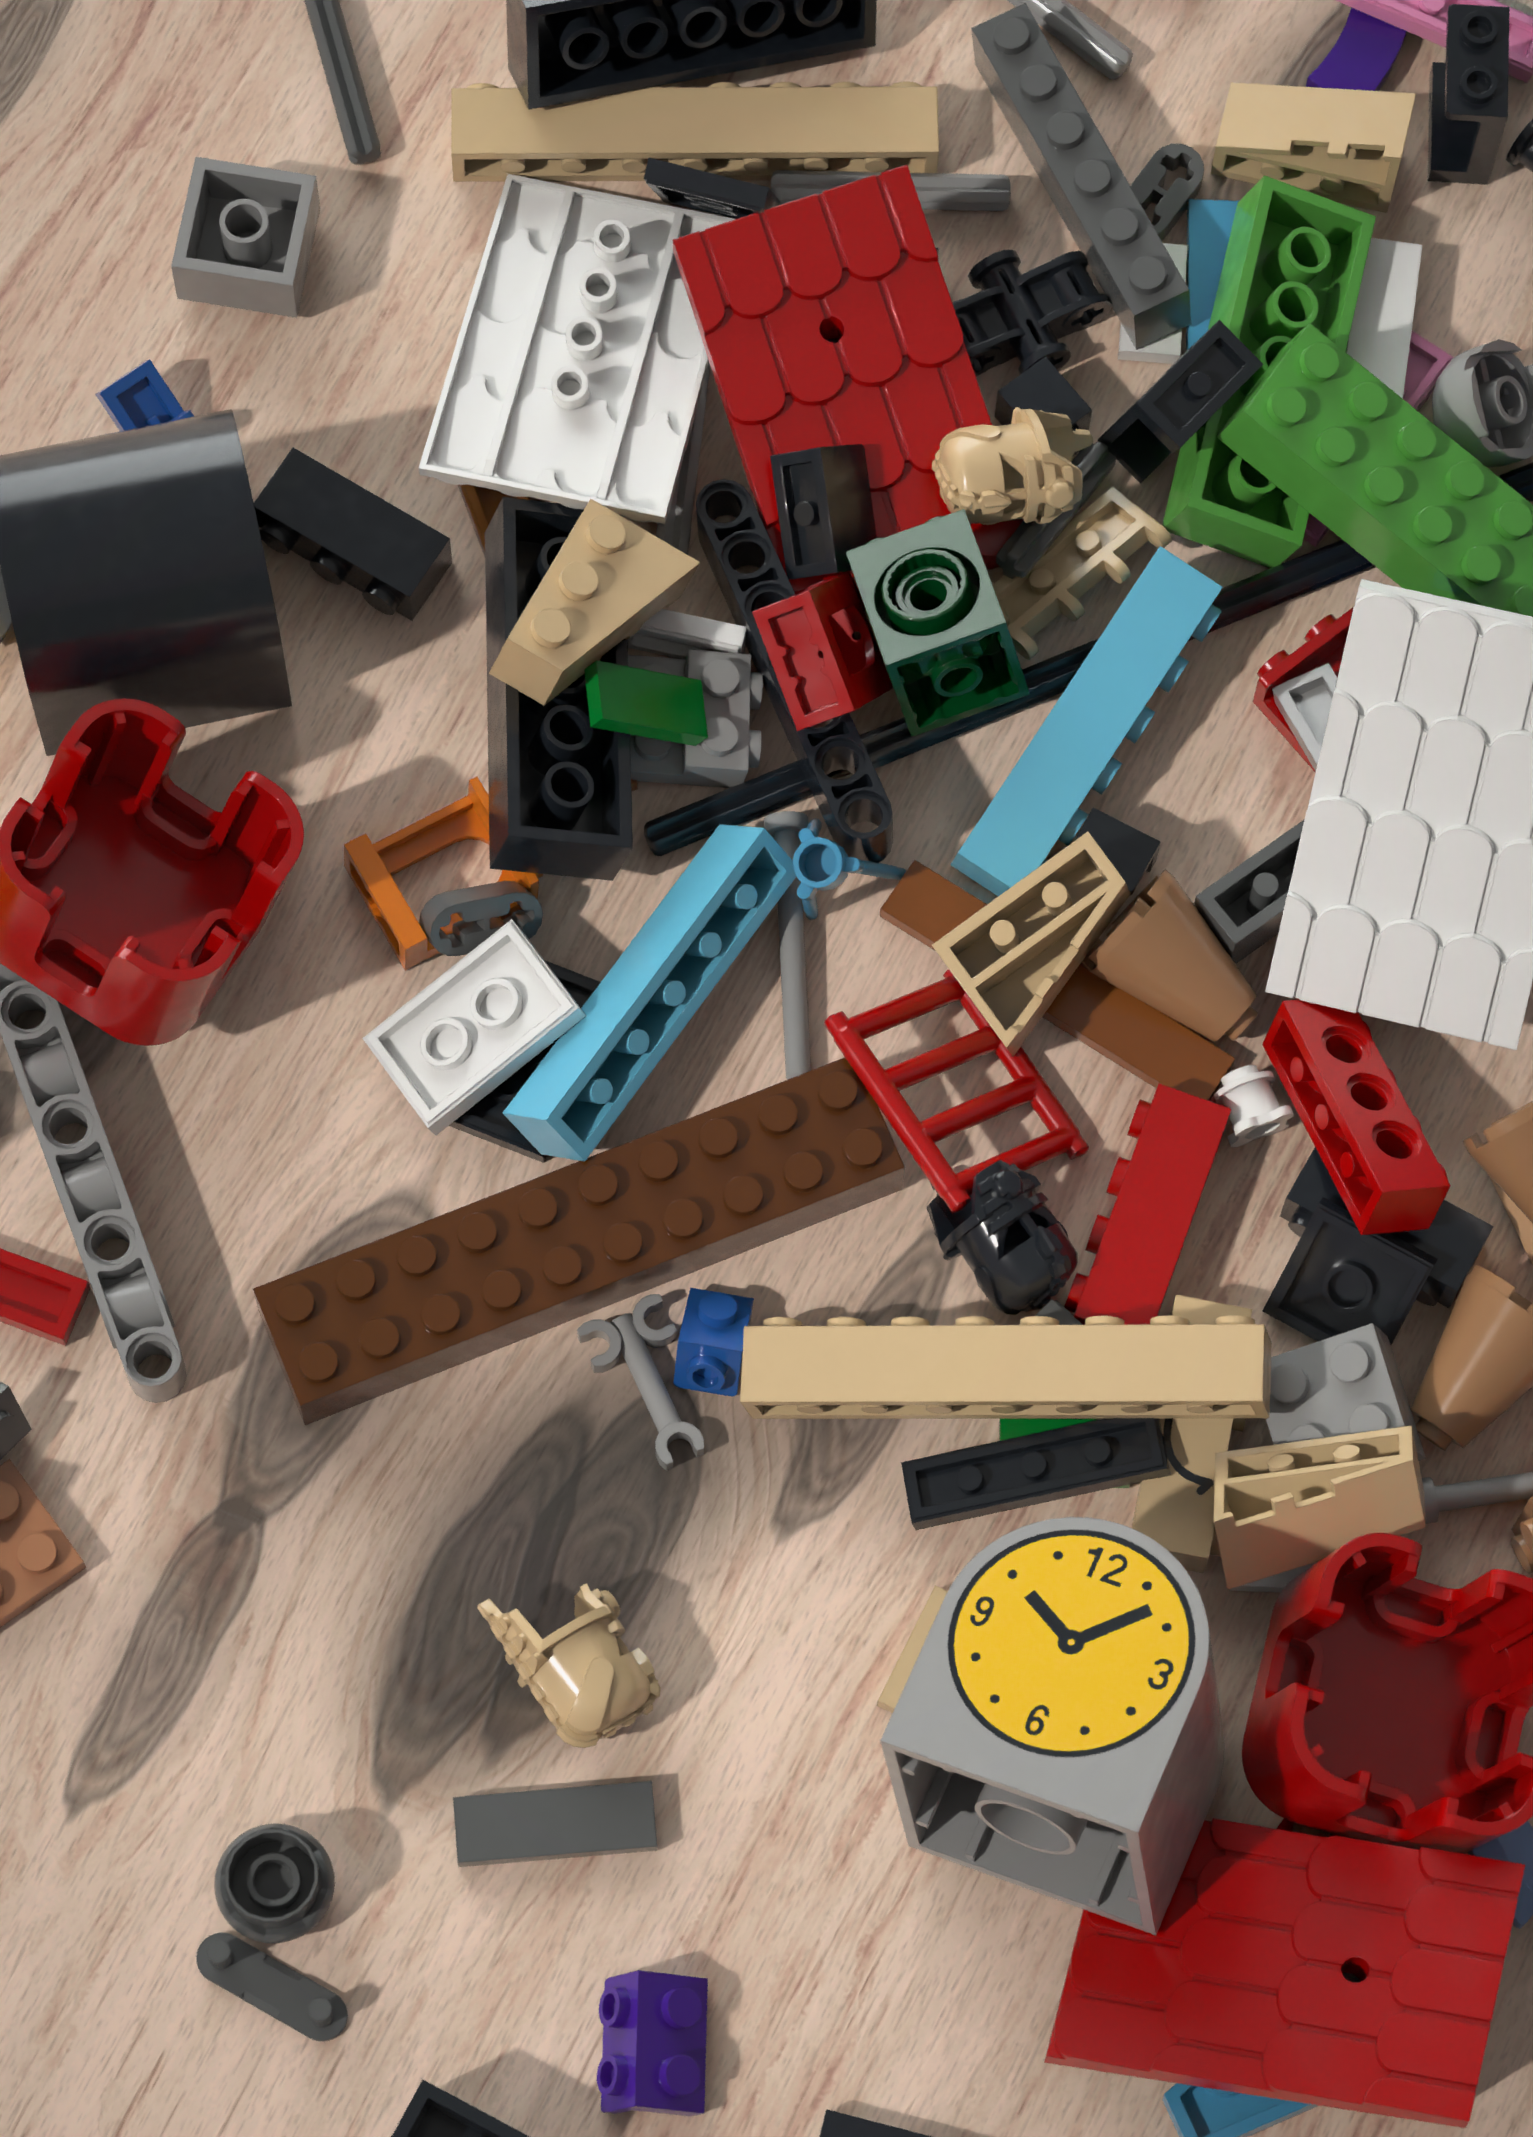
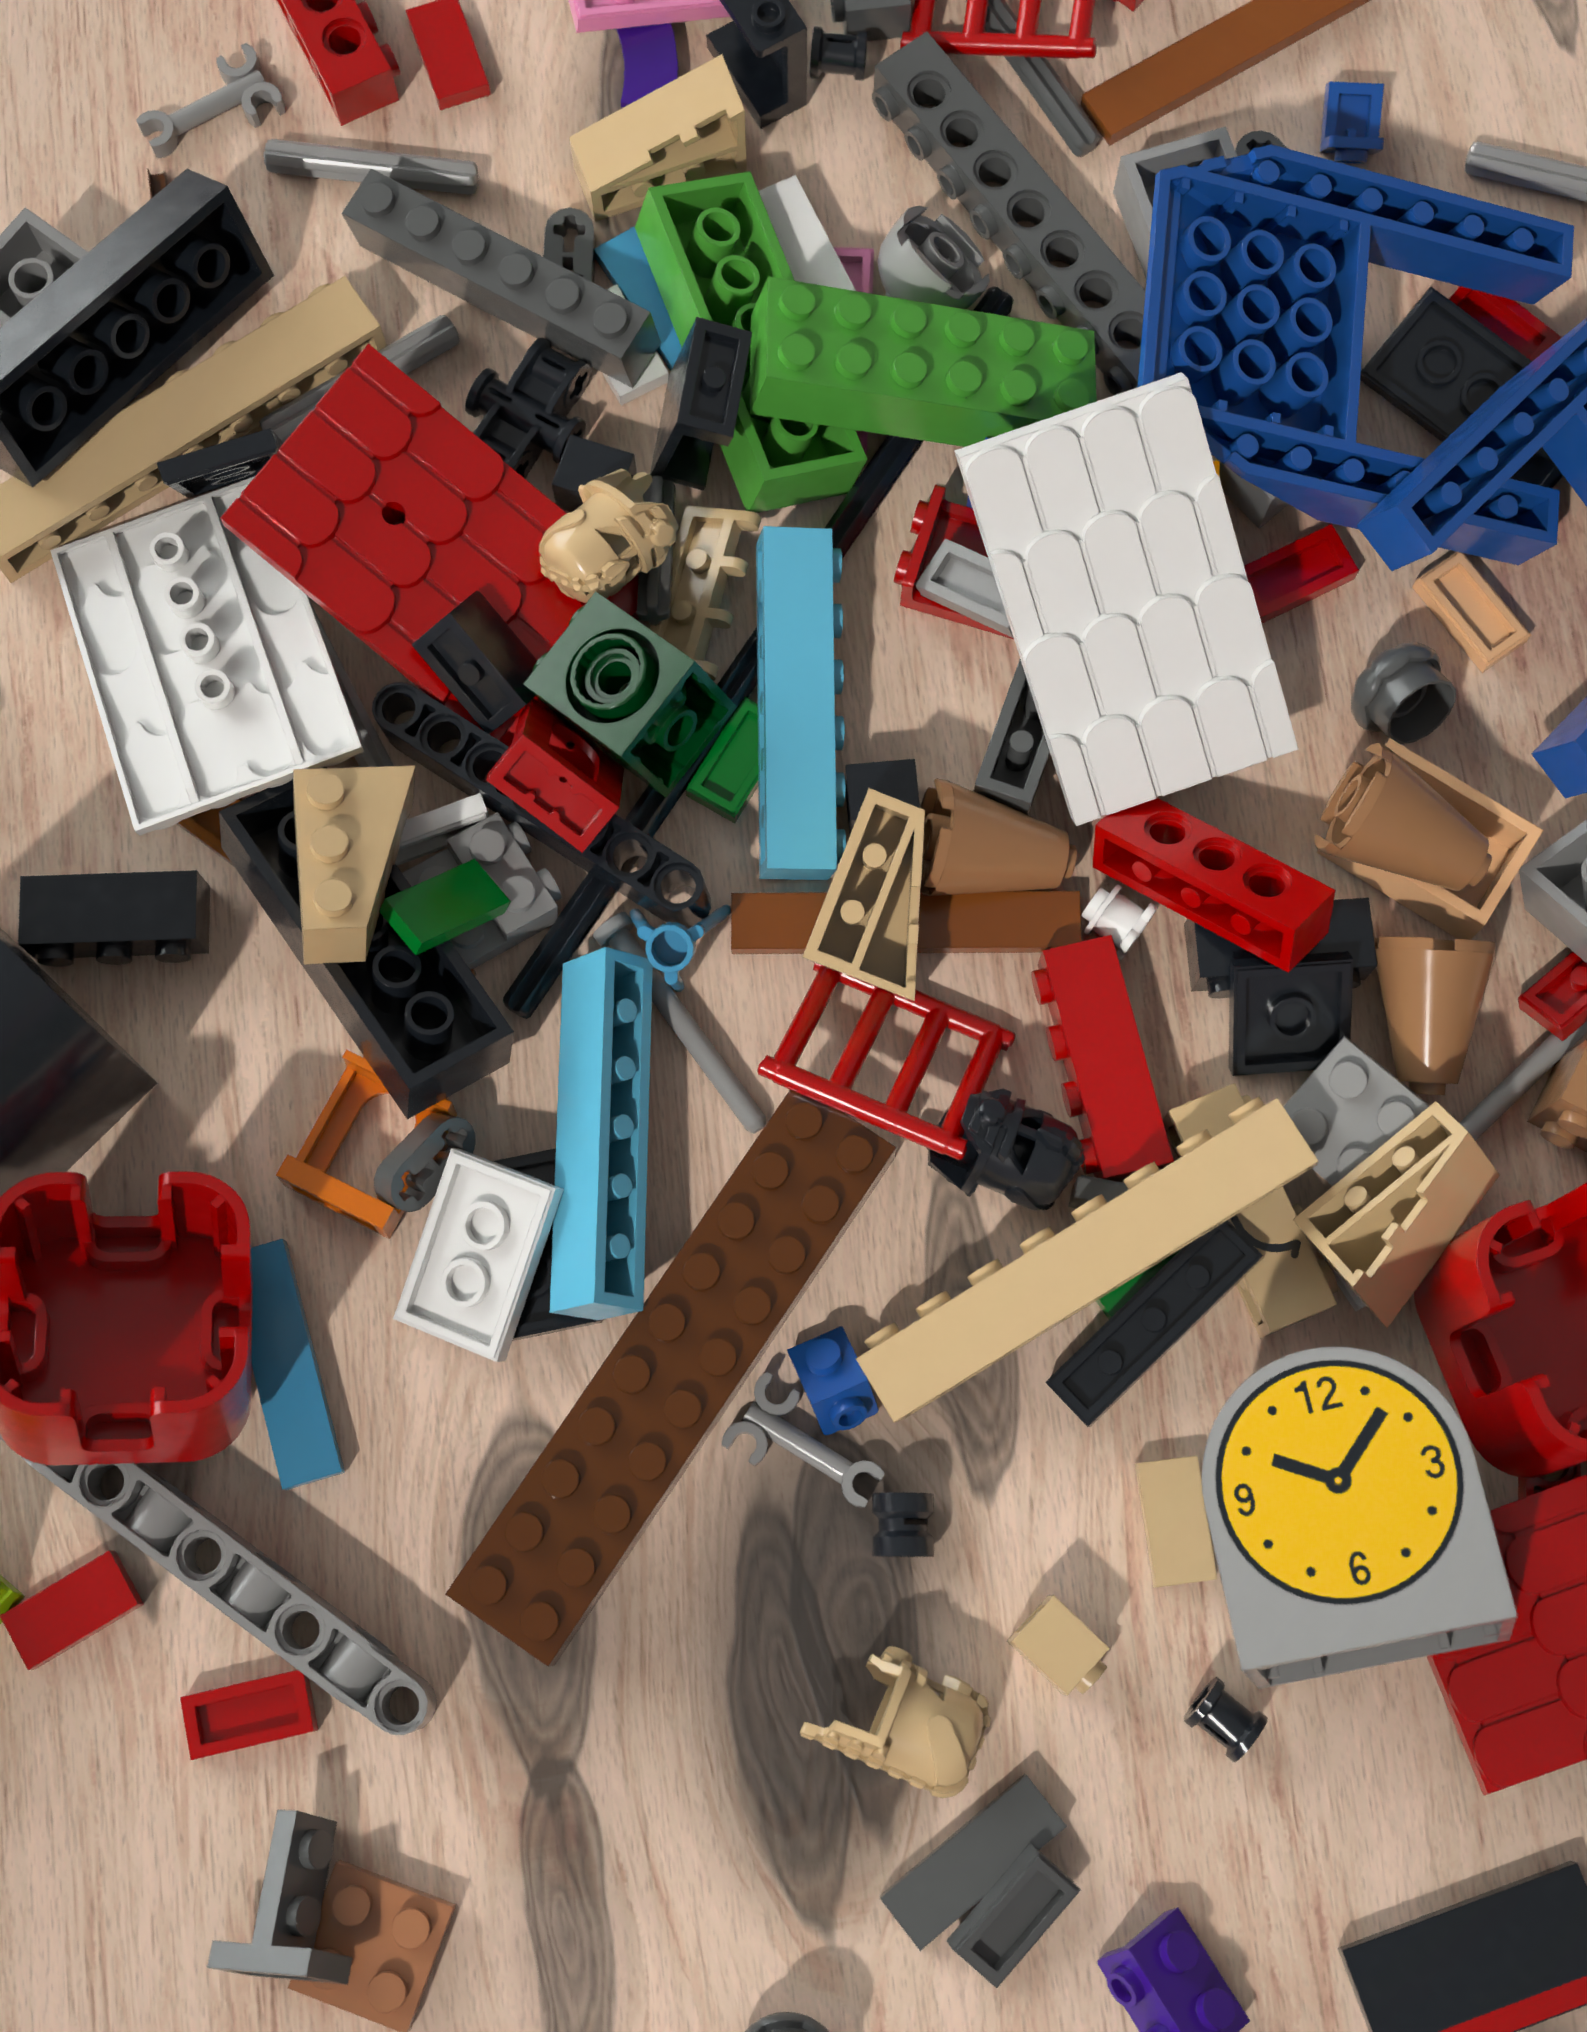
camera: 30 degrees left, 5 degrees up
(241, 1027) = (289, 1373): none -> dark azure tile
(559, 1888) = (1013, 1915): none -> dark grey tile
(689, 1500) = (902, 1524): none -> black wheel
(756, 1691) = (1060, 1647): none -> tan brick
(860, 1850) = (1225, 1719): none -> black bush
(988, 751) = (731, 767): none -> green tile

